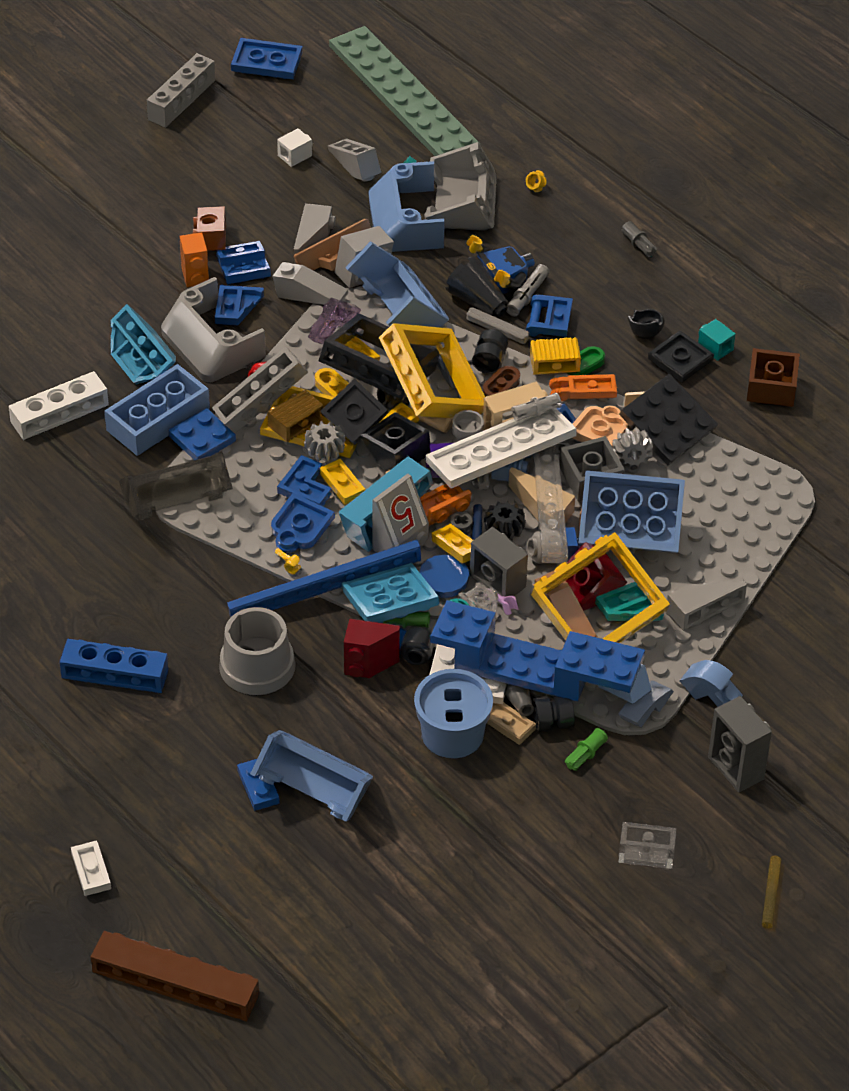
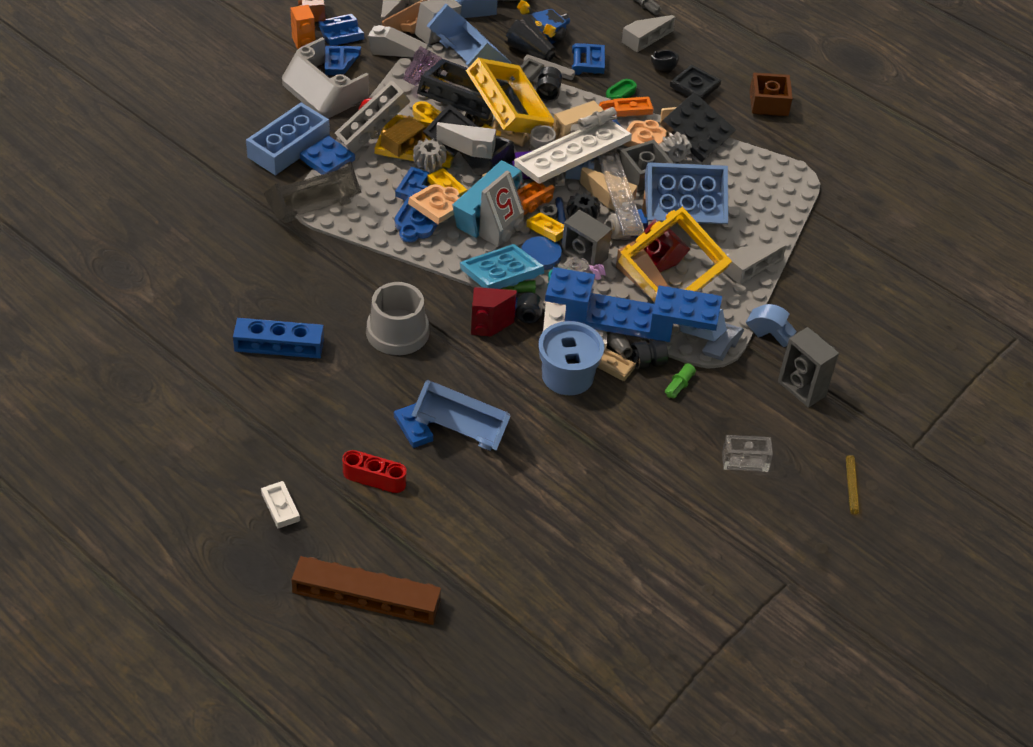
camera: 10 degrees left, 0 degrees up
(58, 405) = (205, 139): white brick -> none
(138, 347) = (265, 93): dark azure wedge -> none
(220, 841) = (374, 471): none -> red beam
(291, 564) = (415, 251): yellow hand -> none
(321, 504) = (435, 202): none -> light nougat plate
(328, 579) = (449, 259): blue tile -> none
(373, 427) = (468, 139): none -> light grey slope
(469, 330) = (531, 69): none -> dark grey tile
(502, 380) = (562, 103): reddish brown plate -> none
(516, 304) = (561, 51): light grey pin -> none
(555, 356) = (600, 85): yellow brick -> none
(624, 603) = (691, 265): teal wing -> none
(631, 281) = (647, 31): none -> light grey slope
(717, 338) = (721, 68): teal brick -> none

